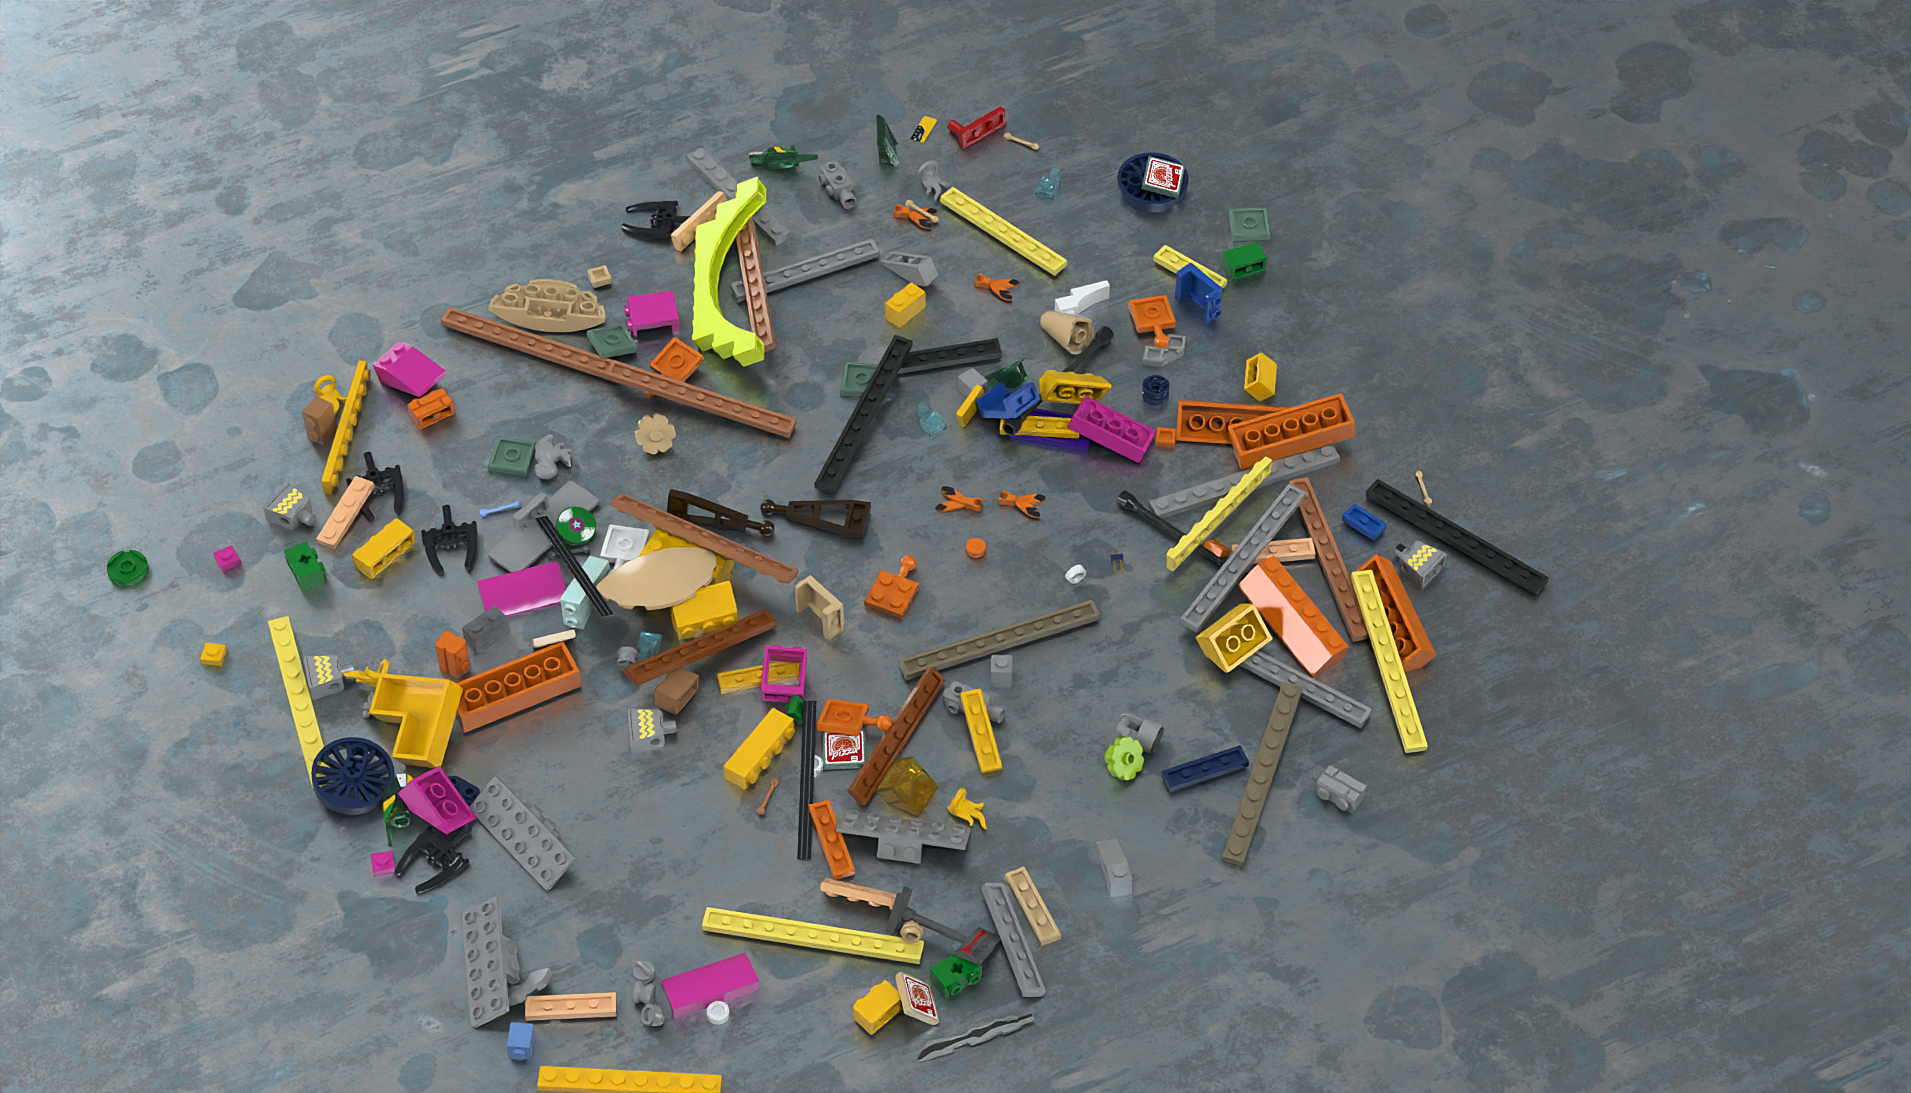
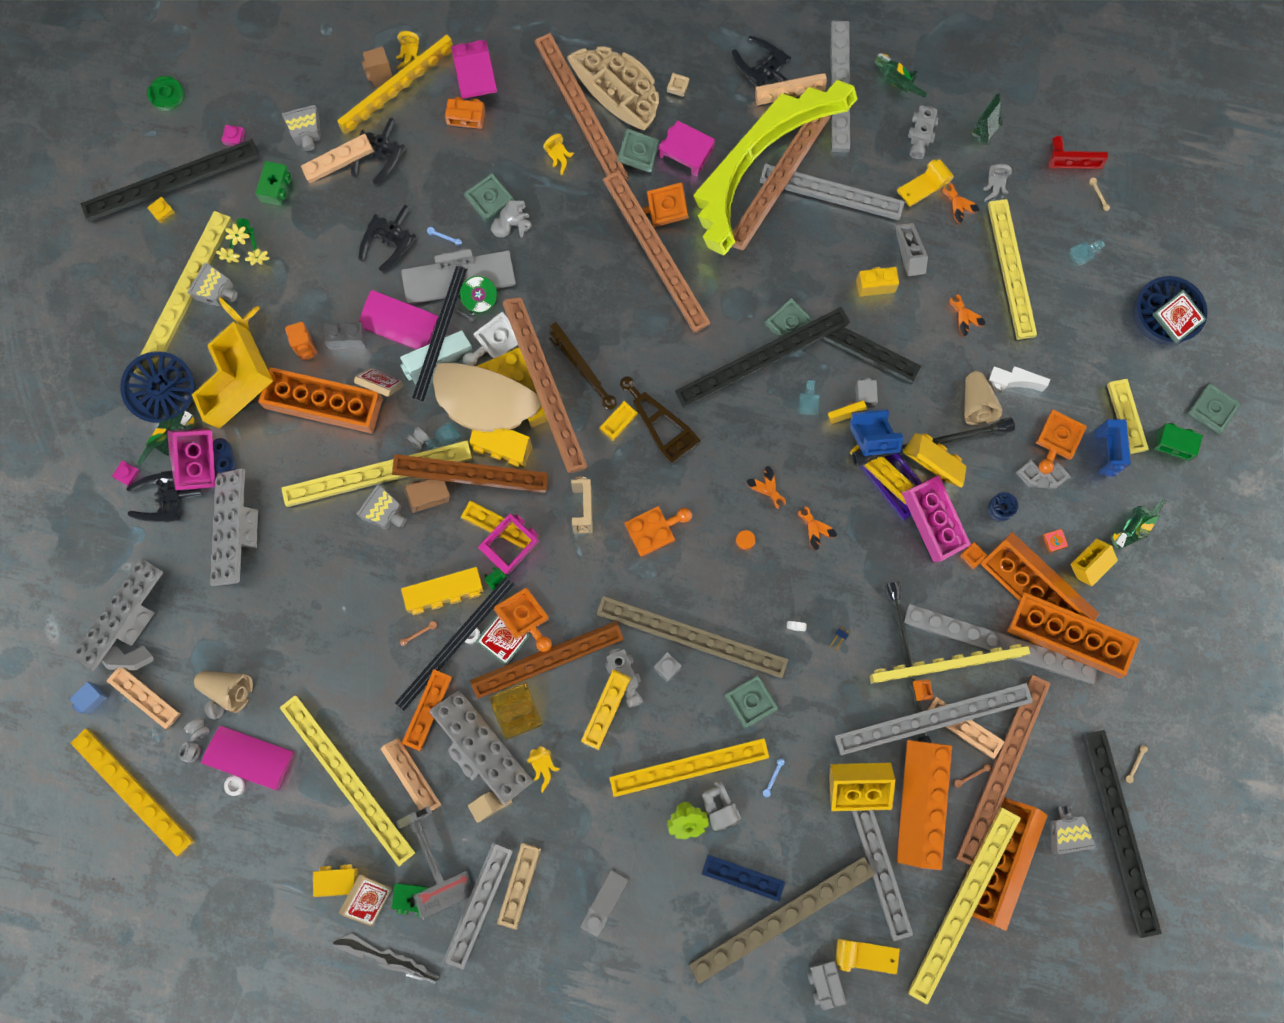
camera: 40 degrees right, 25 degrees up
(200, 626) = (170, 180): none -> pearl dark grey plate
(315, 615) = (242, 230): none -> light yellow plant
(383, 548) = (336, 210): yellow brick -> none
(540, 386) = (556, 151): none -> yellow piece
(602, 722) = (365, 476): none -> light yellow plate
(639, 942) = (225, 688): none -> tan cone
(655, 433) = (596, 258): tan plant -> none
(787, 538) = (618, 421): none -> yellow tile
(879, 212) = (929, 182): none -> yellow door
(911, 932) = (408, 842): tan plate -> none
(923, 129) = (1033, 126): yellow sticker -> none
(934, 219) = (961, 189): tan hinge -> none
(950, 869) = (486, 806): none -> tan slope
(1010, 375) = (901, 405): clear green piece -> none
(1087, 727) = (689, 767): none -> yellow plate
(1091, 651) = (751, 701): none -> sand green tile
(1165, 703) = (780, 762): none -> light blue hinge
(1217, 386) = (1055, 540): none -> tile
(1269, 332) = (1137, 526): none -> clear green animal
(1316, 567) = (958, 783): none -> nougat hinge
(1352, 750) = (866, 956): none -> yellow door
(1364, 522) = (1059, 759): blue plate -> none

